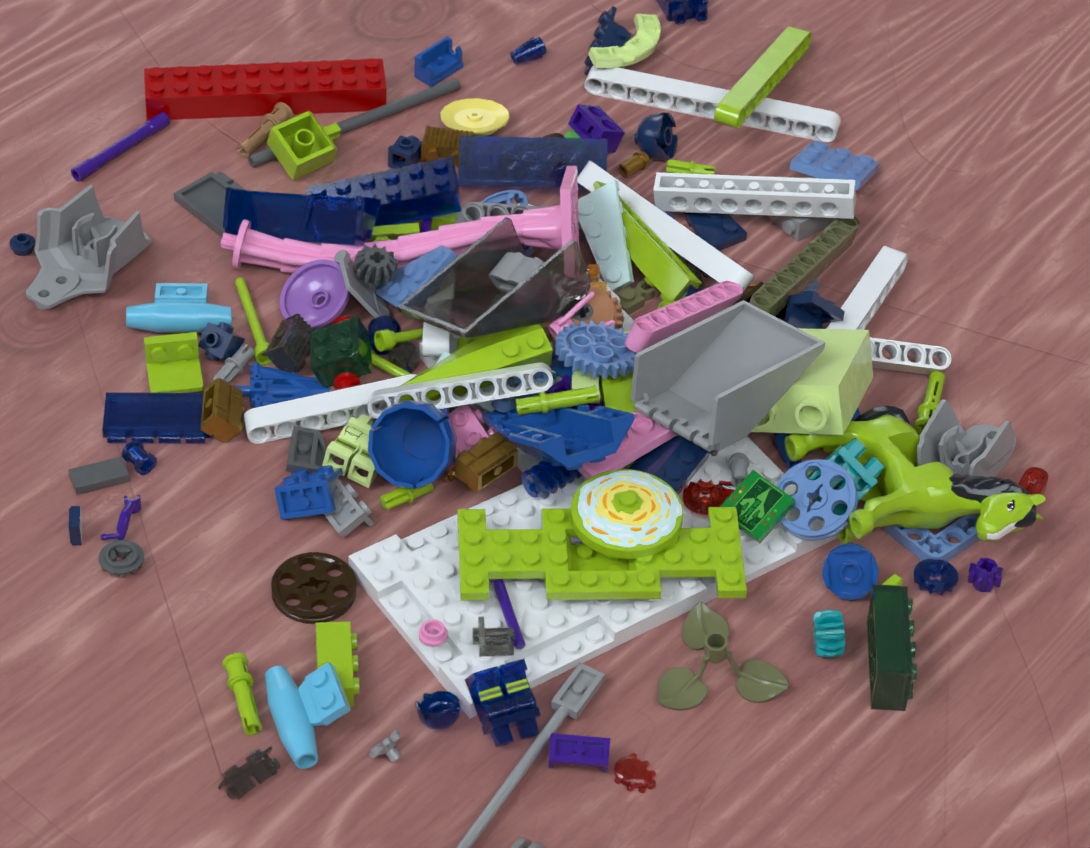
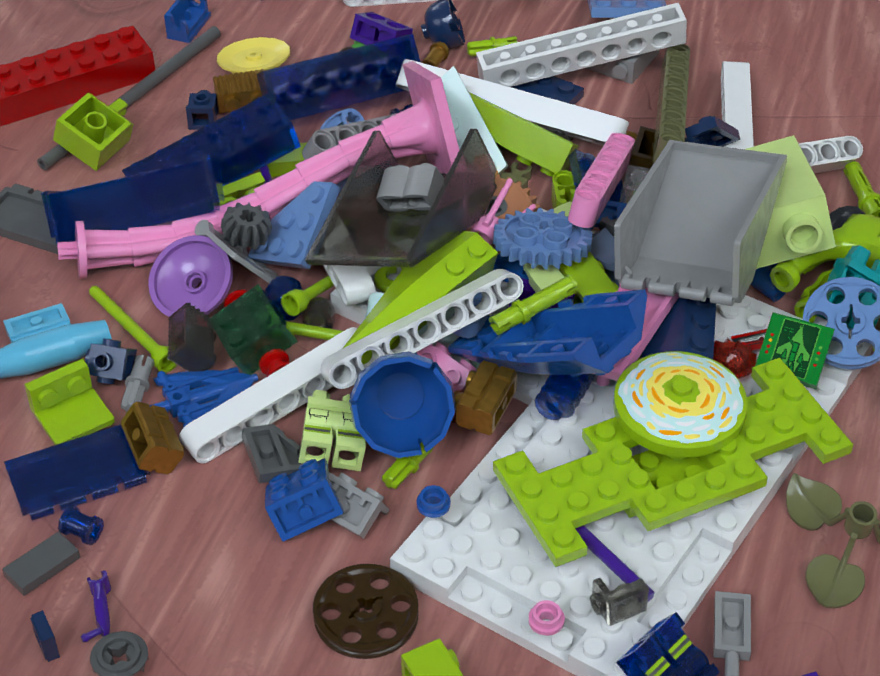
camera: 20 degrees left, 0 degrees up
(280, 114) = (43, 123): medium nougat pin -> none
(400, 525) = (433, 501): none -> blue plate
(738, 464) = (745, 315): light grey pin -> none

